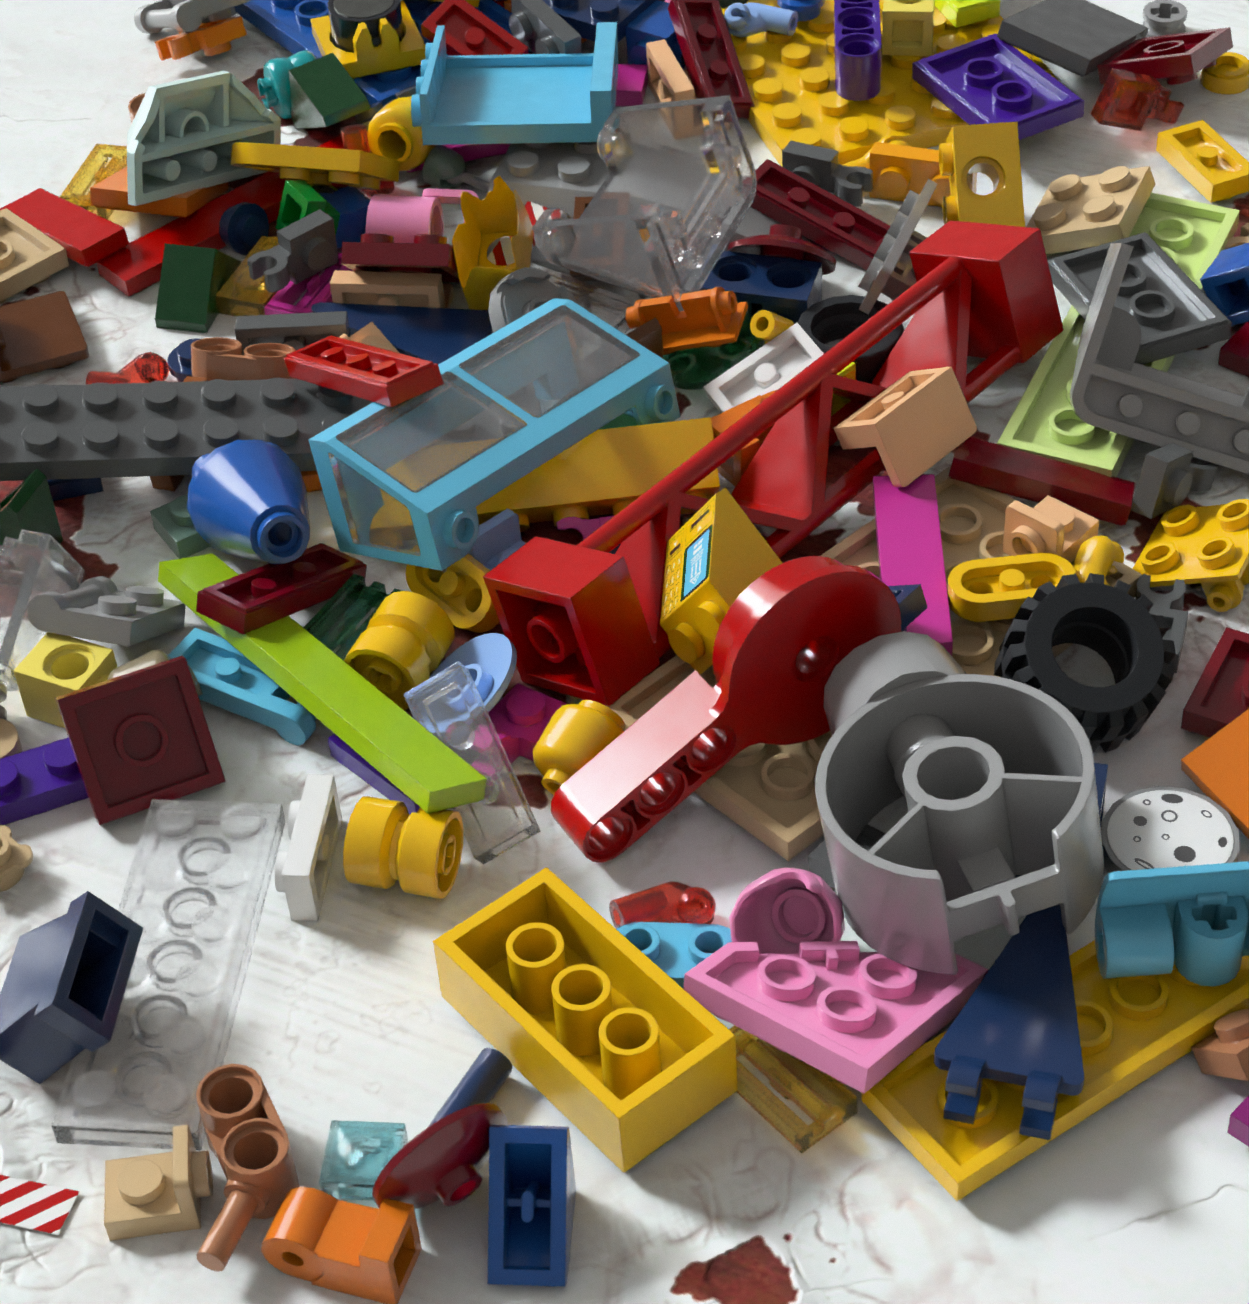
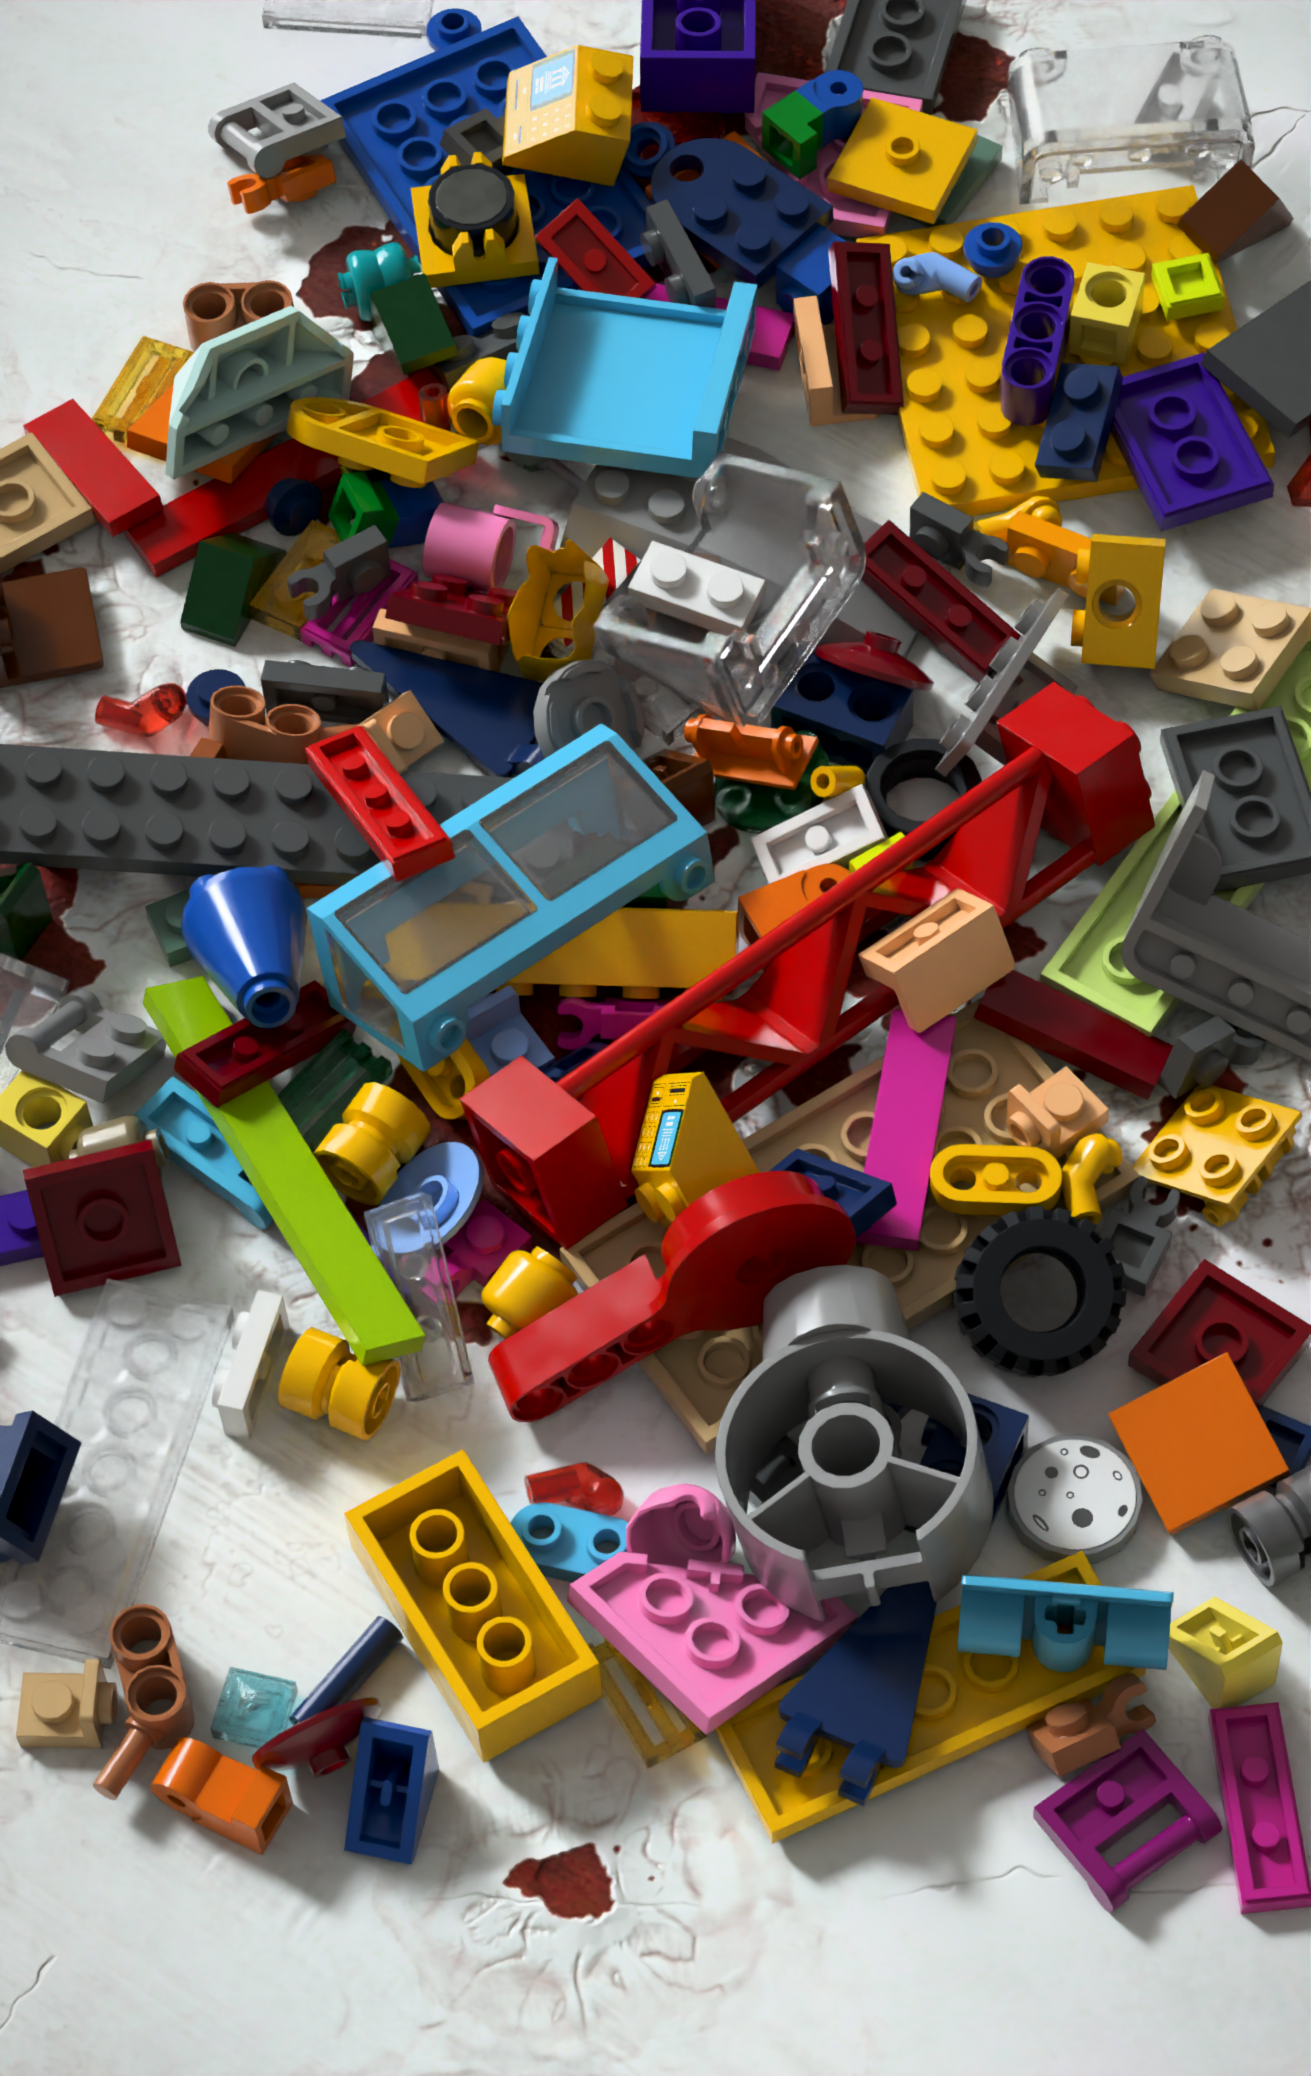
camera: 10 degrees right, 15 degrees up
(598, 198) = (696, 589): none -> white plate
(908, 83) = (1079, 422): none -> dark blue plate

